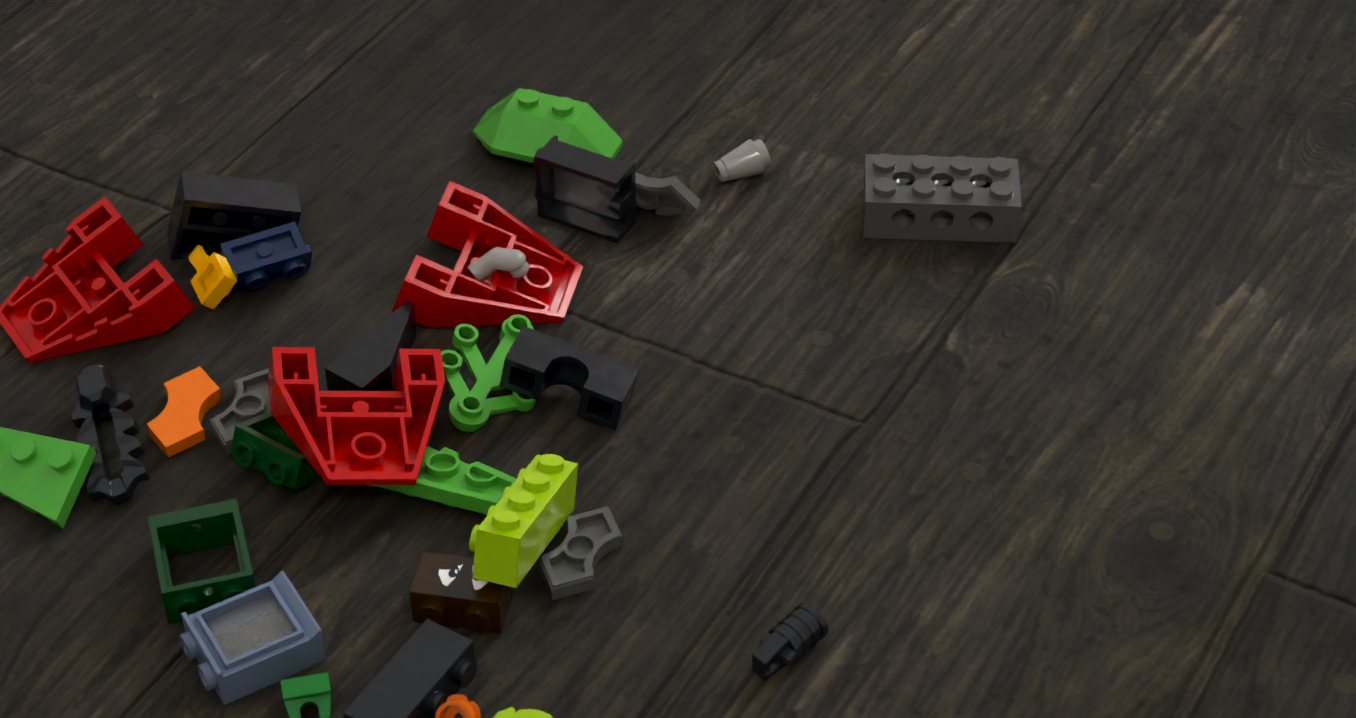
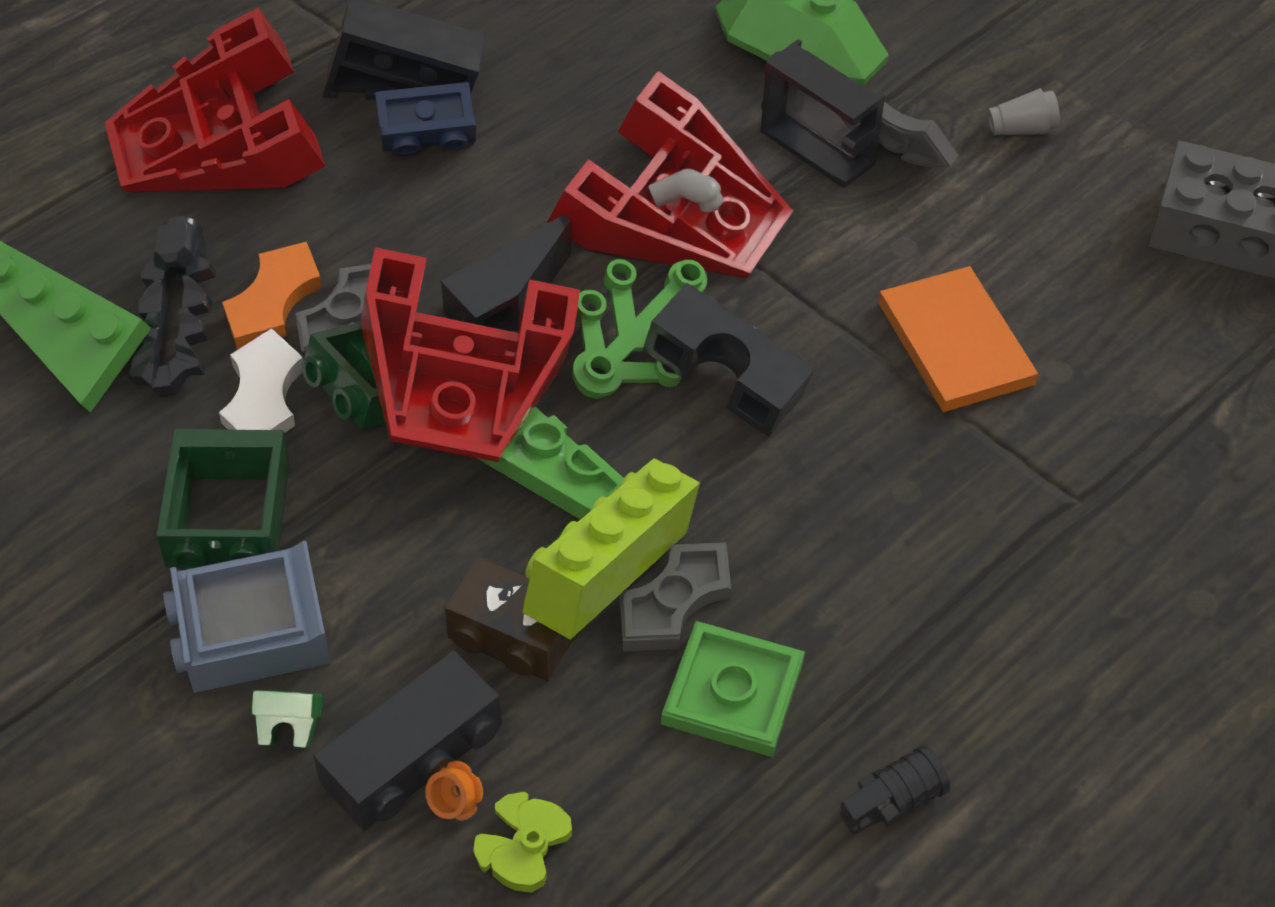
camera: 15 degrees right, 10 degrees up
(200, 469) = (265, 374): none -> white tile
(213, 277) = (358, 131): yellow plate -> none
(645, 604) = (733, 688): none -> bright green tile
(738, 330) = (957, 339): none -> orange tile

